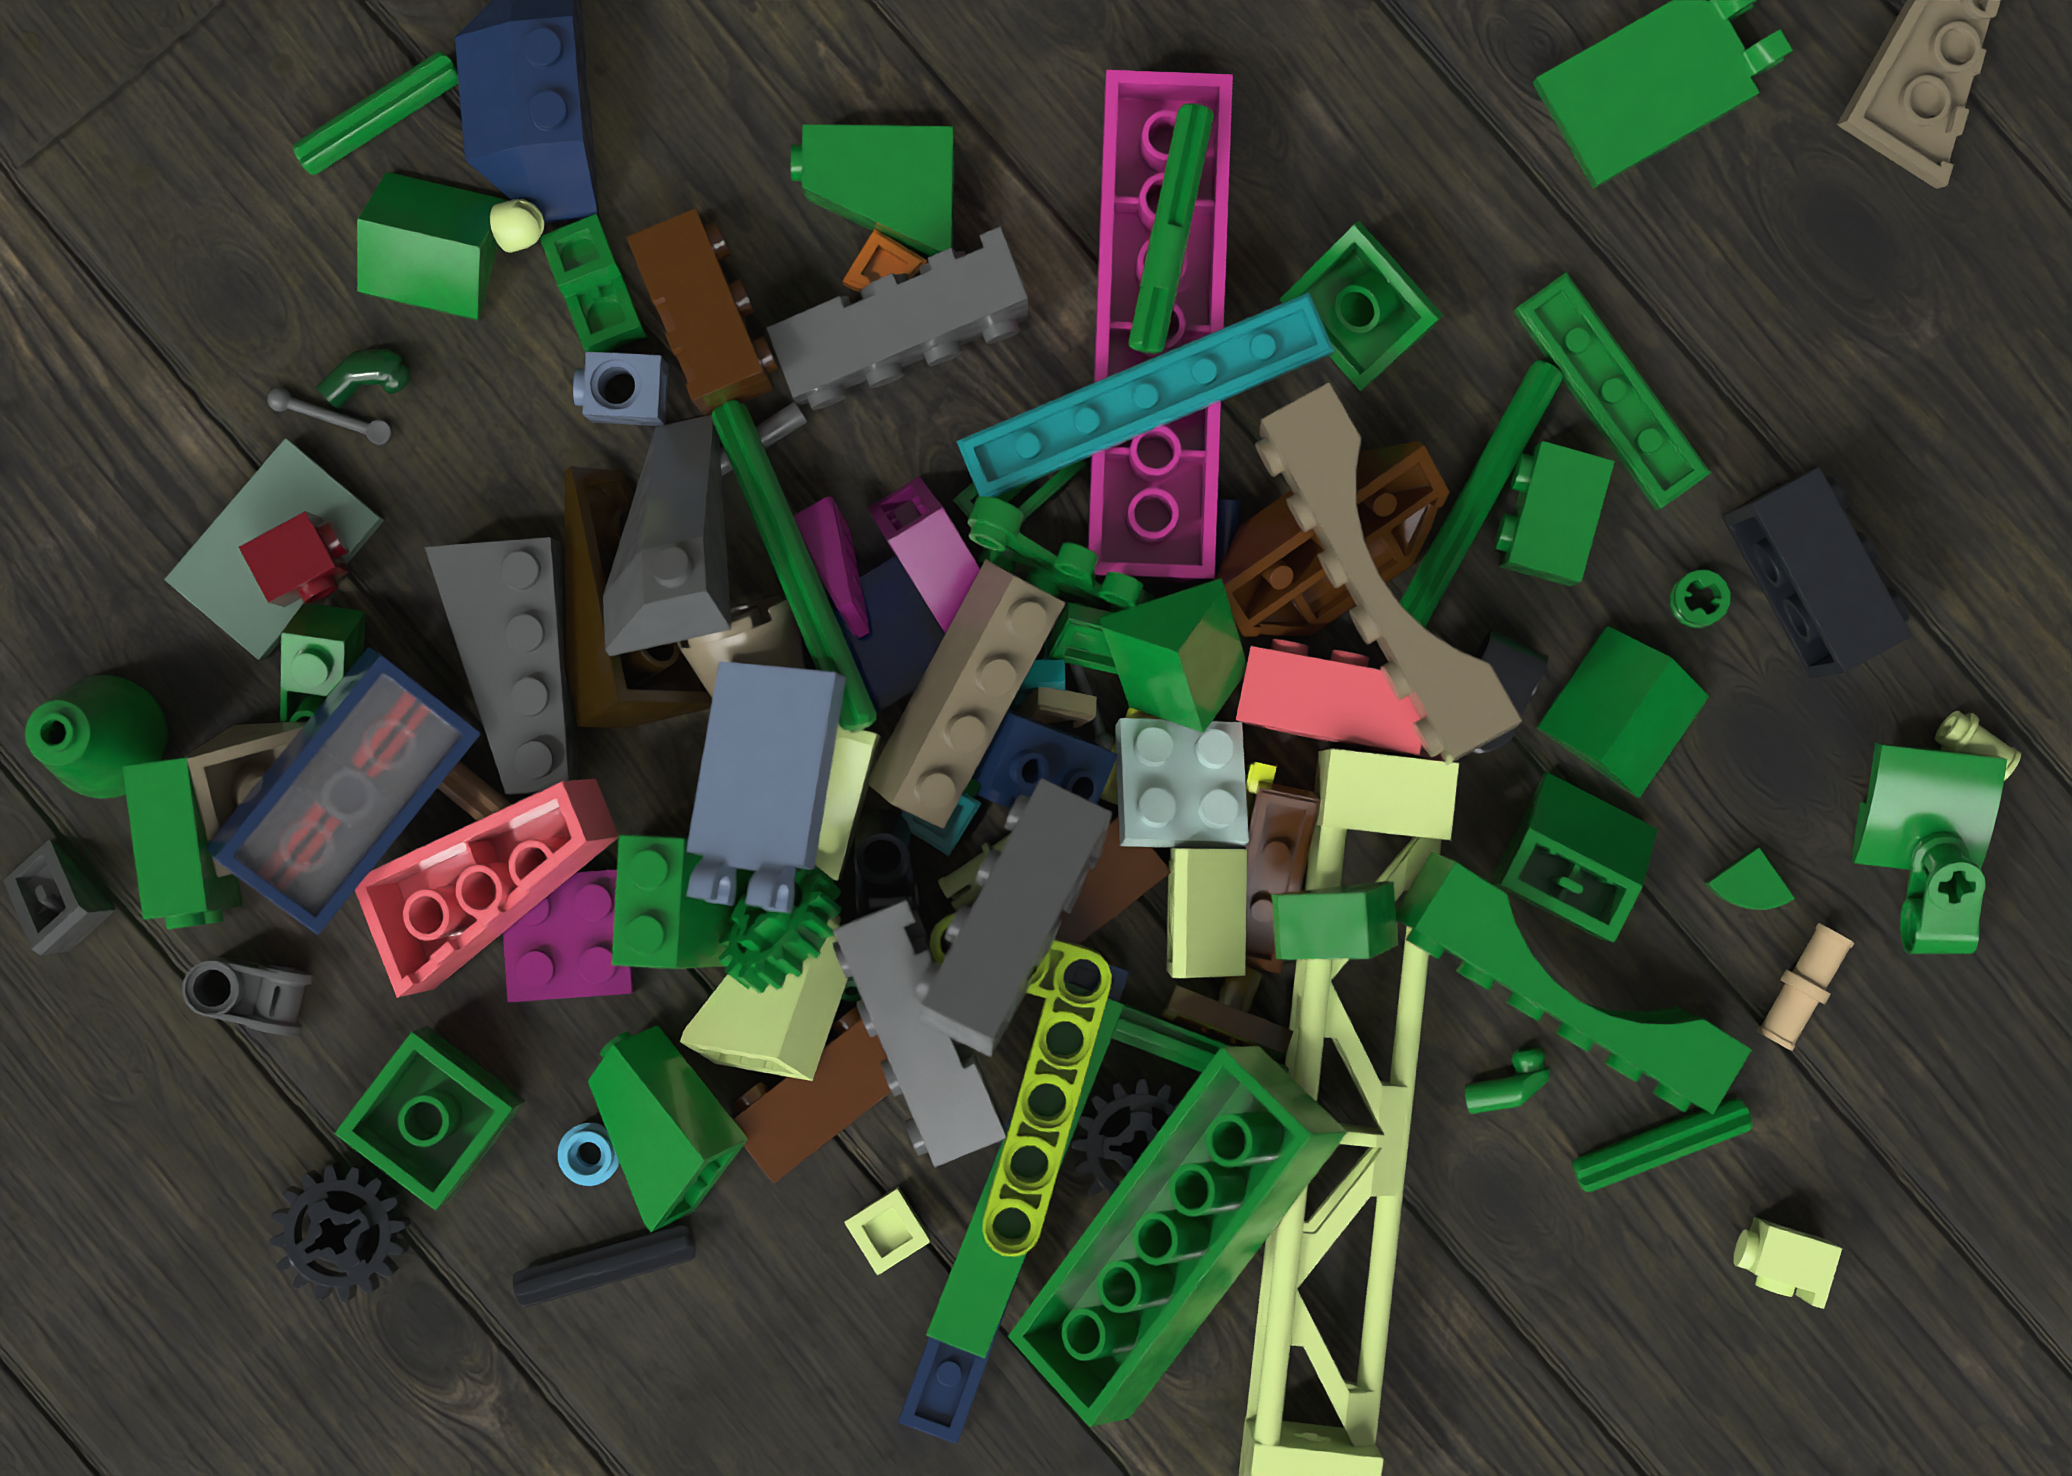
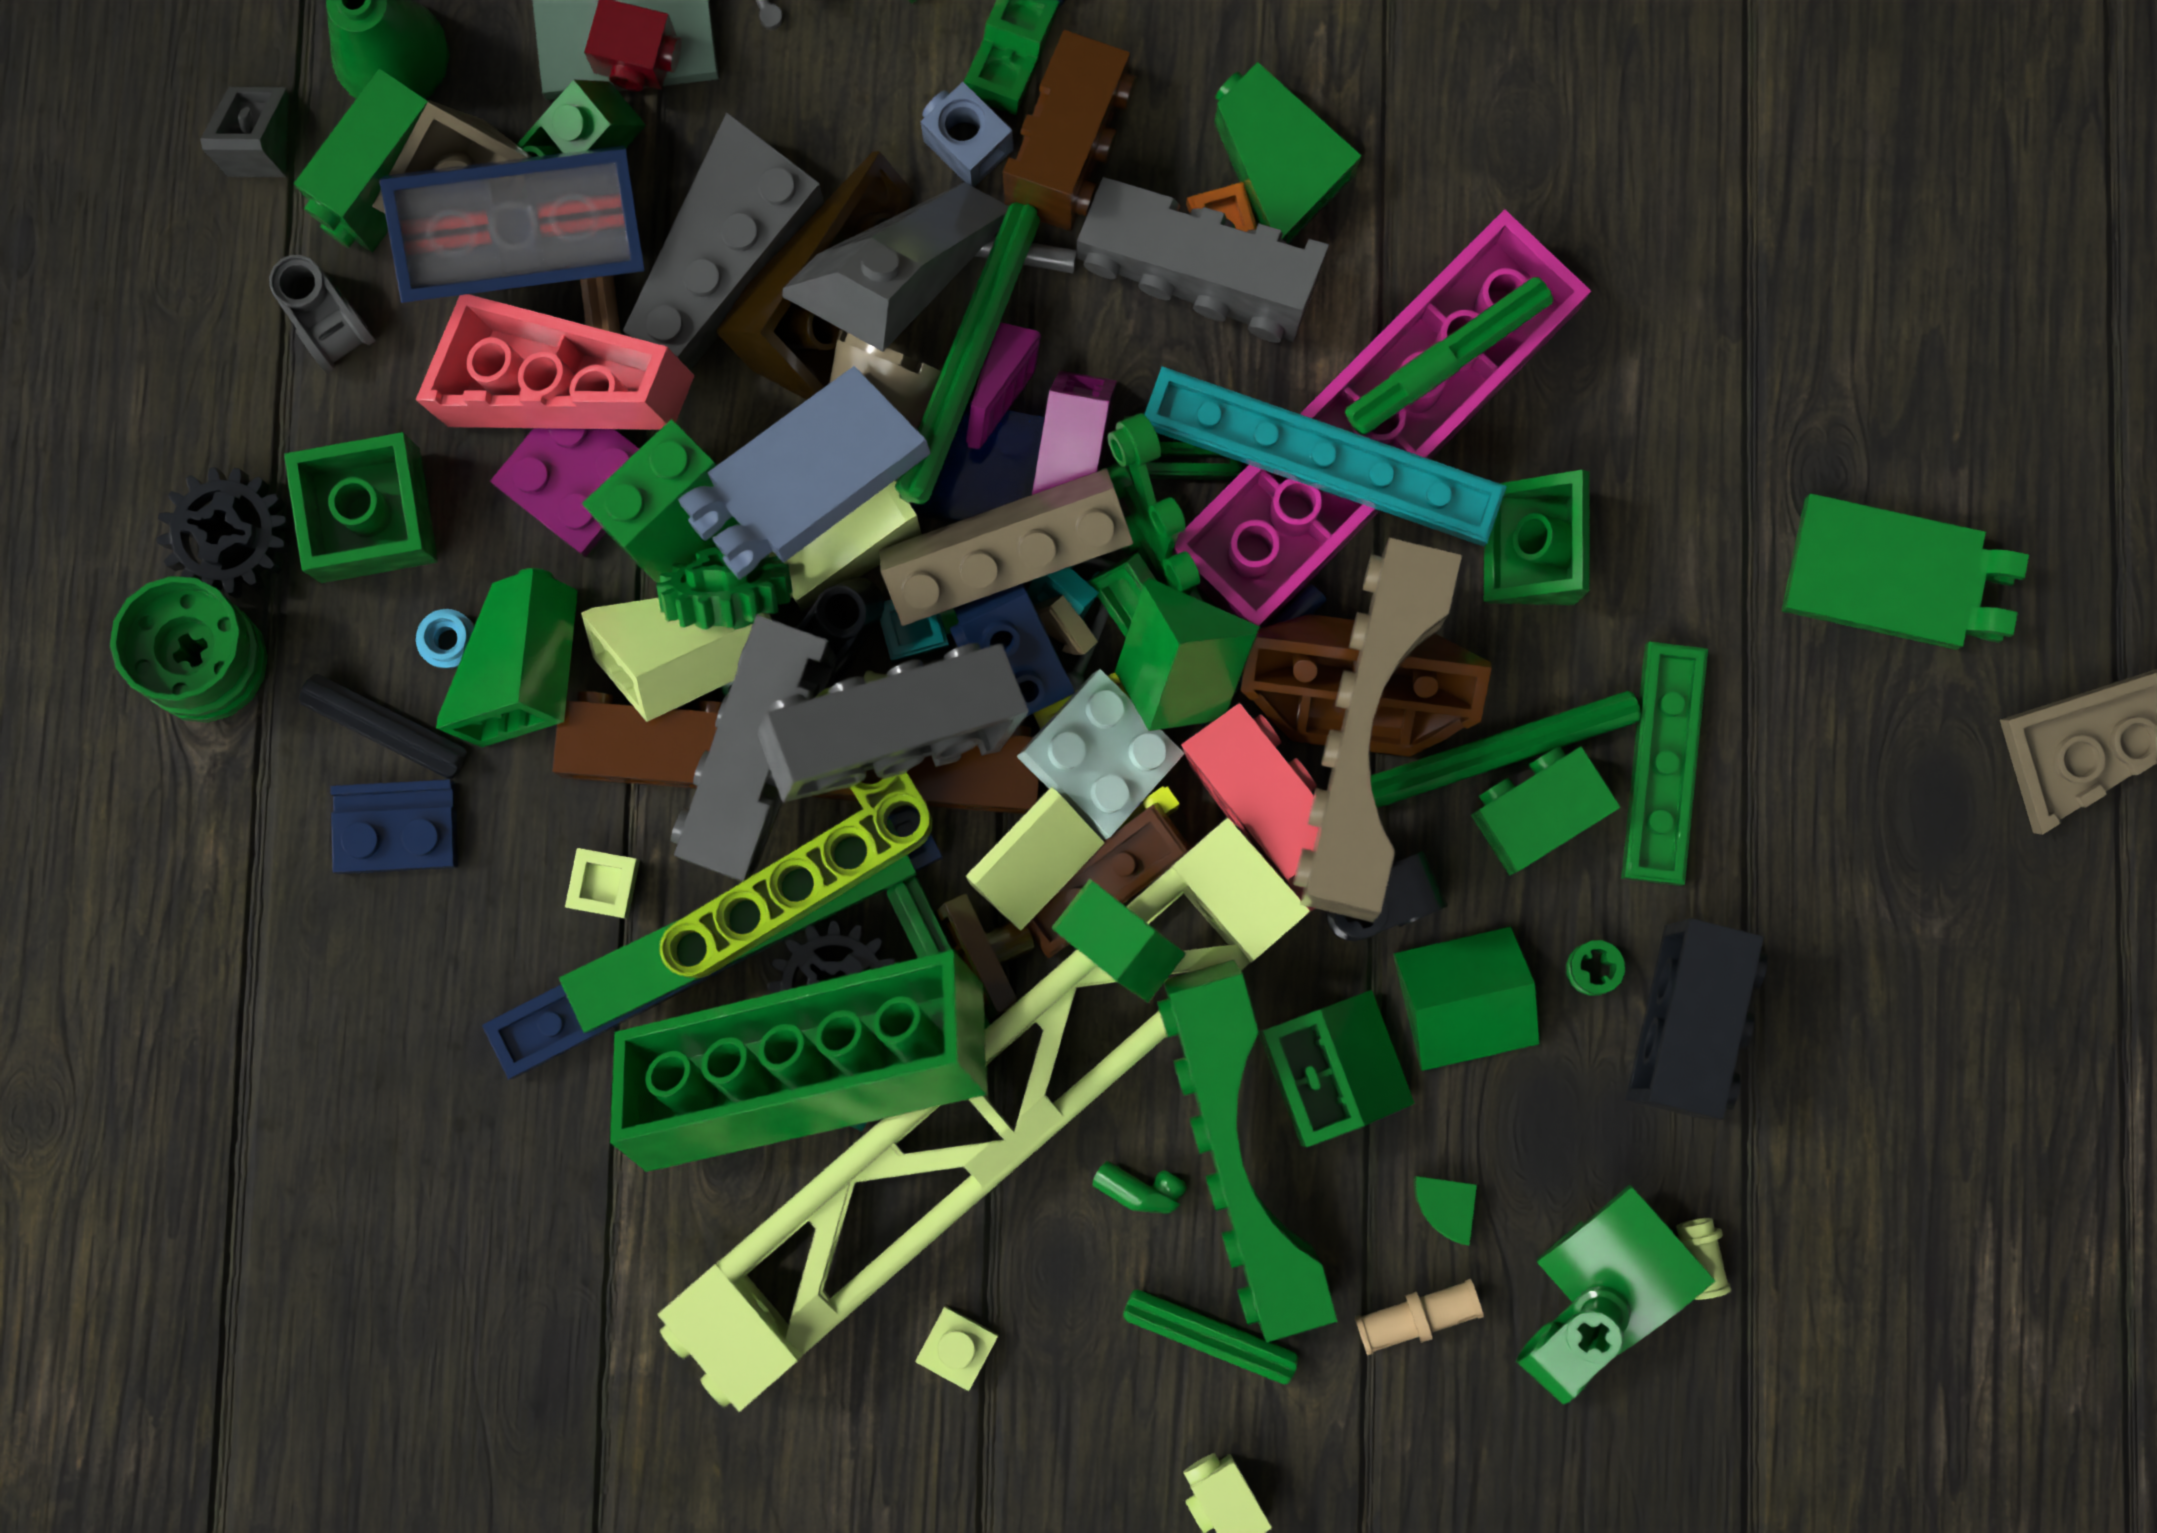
camera: 45 degrees right, 5 degrees down
(373, 1366) = (157, 644): none -> green wheel
(685, 1333) = (394, 827): none -> dark blue plate
(1479, 1328) = (957, 1348): none -> yellowish green plate

